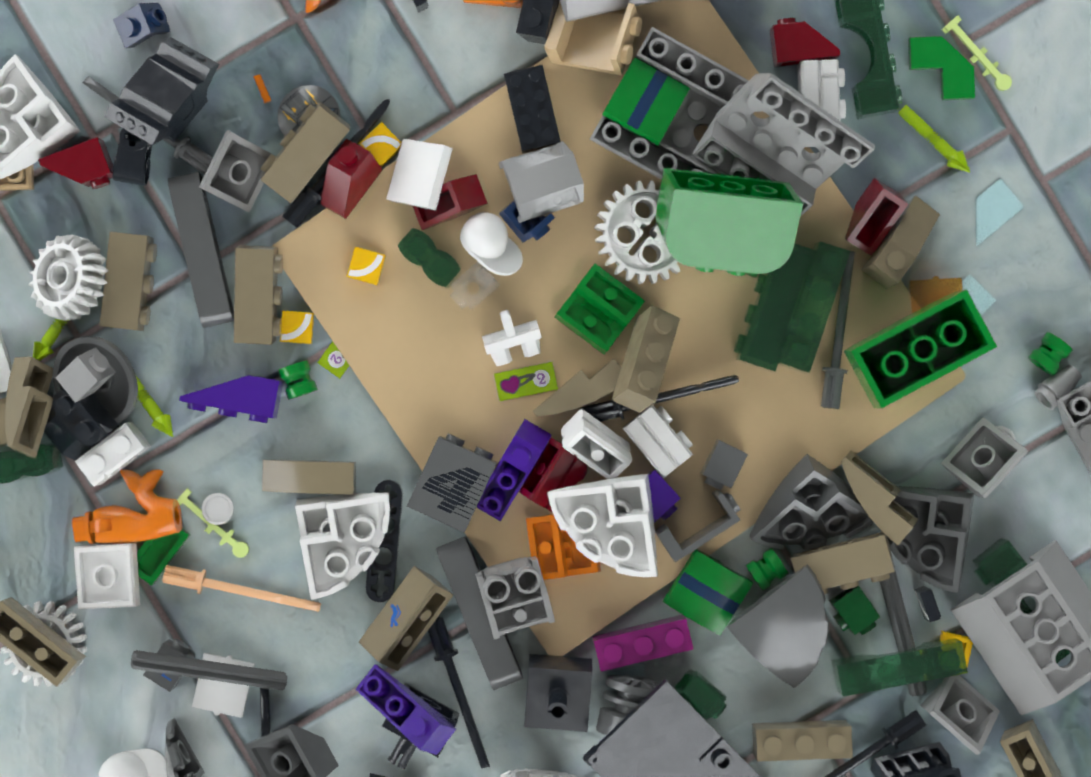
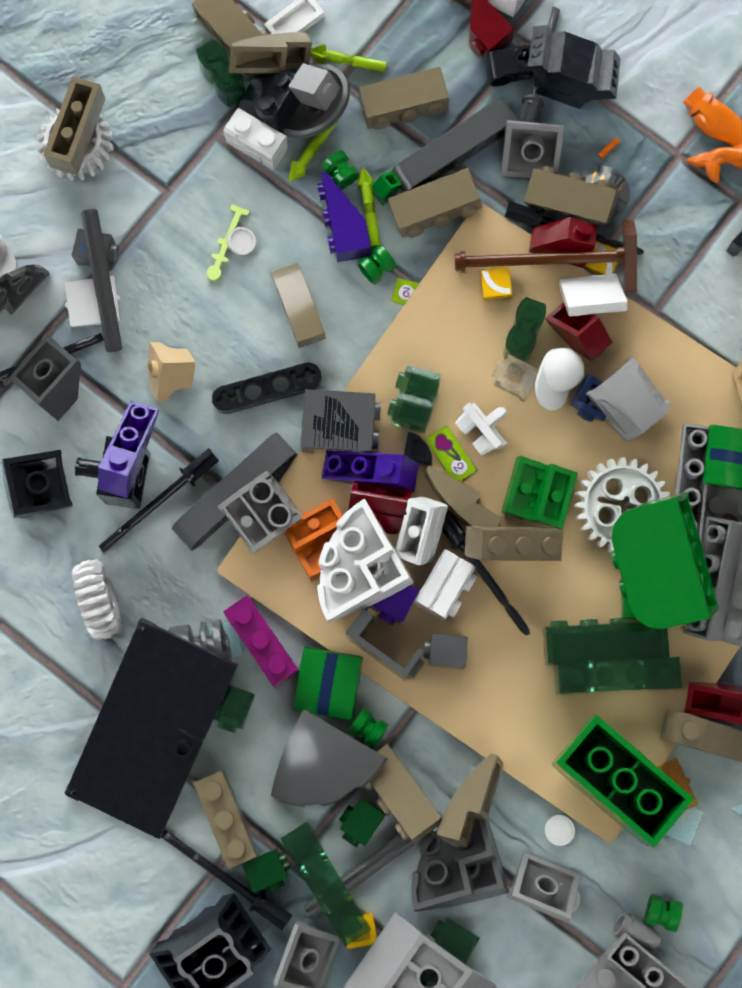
camera: 75 degrees right, 10 degrees down
(68, 277) = (389, 48): white gear -> none
(107, 576) = (151, 172): white tile -> none
(122, 525) = (199, 172): orange piece -> none
(141, 24) = (622, 32): dark blue bracket -> none
(158, 553) = (187, 207): green tile -> none
(181, 378) = (340, 170): none -> green wheel
(196, 581) = (174, 248): light nougat piece -> none
(205, 357) = (365, 183): none -> lime piece
(218, 337) = (386, 187): none -> green piece
(297, 327) = (420, 249): yellow tile -> none
(329, 634) = (169, 370): none -> tan brick
(340, 537) = (255, 348): white brick -> none
(391, 127) = (623, 256): none -> reddish brown tile
(405, 618) = (206, 428): dark tan brick -> none
(456, 396) = (415, 398): none -> clear green brick
(509, 414) = (418, 450): none -> black tile
(532, 108) = (688, 369): black piece -> none
(558, 692) = (189, 583): black brick -> none
(809, 509) = (436, 745): dark grey brick -> none
(834, 375) = (566, 720): dark grey piece -> none
(866, 718) = (267, 870): none -> dark green brick
(927, 604) = (393, 887): black tile -> none
(933, 420) = (559, 830): none -> white piece

